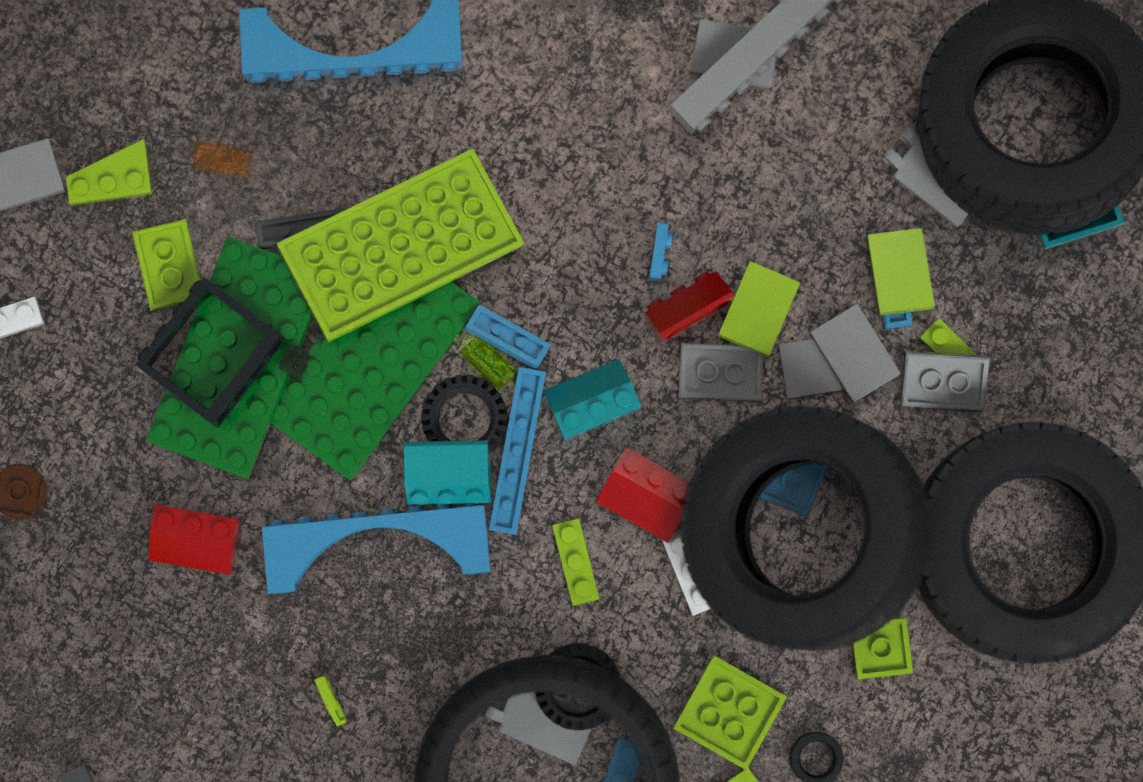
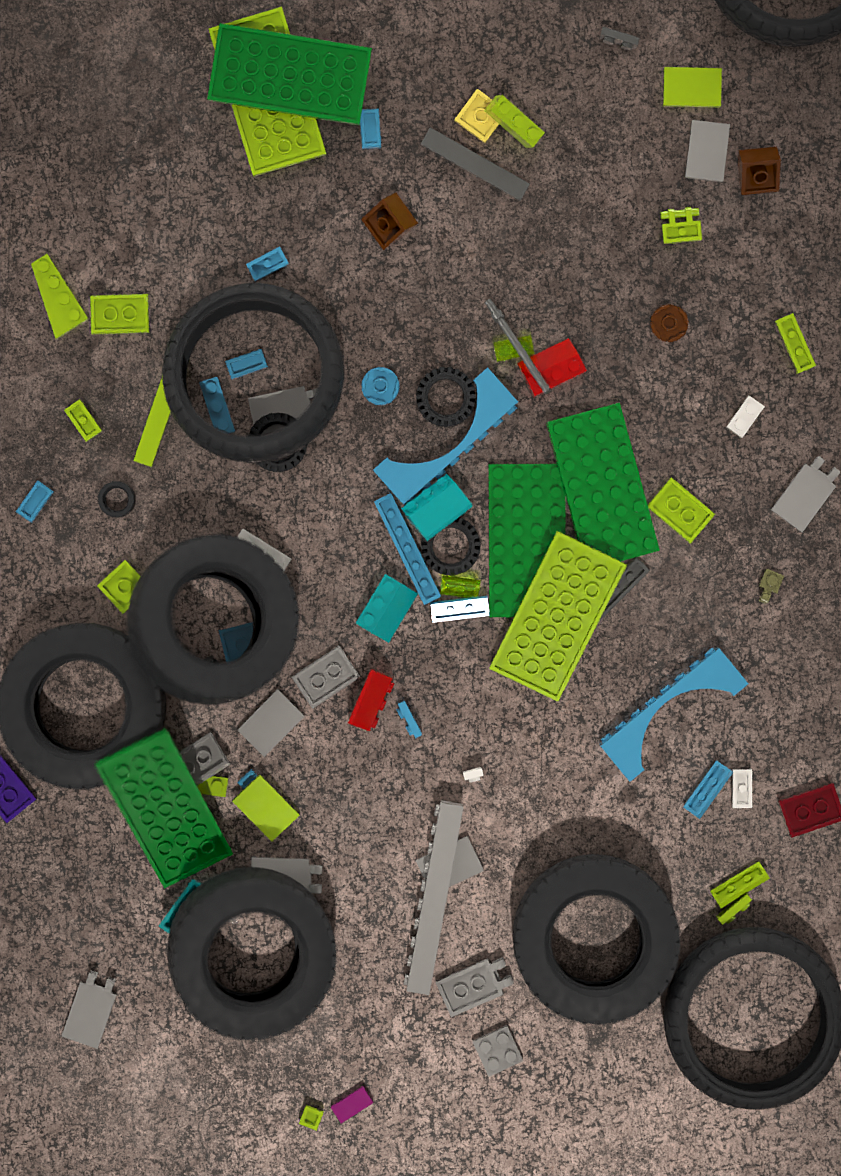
camera: 145 degrees right, 5 degrees up
(114, 177) = (749, 536): lime wing -> none
(128, 108) = (770, 583): none -> olive plate
(211, 645) = (498, 317): none -> dark grey bar
(221, 594) = (505, 351): none -> clear neon green plate
(222, 159) = (695, 592): clear orange tile -> none
(242, 380) = (588, 477): black window -> none
(294, 362) = (568, 506): clear smoke plate -> none
(310, 585) = (445, 374): none -> black tyre
(330, 700) = (410, 335): lime tile -> none
(409, 665) = (380, 386): none -> dark azure tile
(575, 562) = (329, 510): lime plate -> none
(632, 136) = (473, 774): none -> white plate
(645, 495) = (317, 576): red slope -> none
(730, 712) = (183, 489): lime plate -> none
(759, 309) = (330, 728): lime tile -> none
(855, 353) = (257, 742): light grey tile -> none
(1020, 353) = (164, 808): none -> green plate

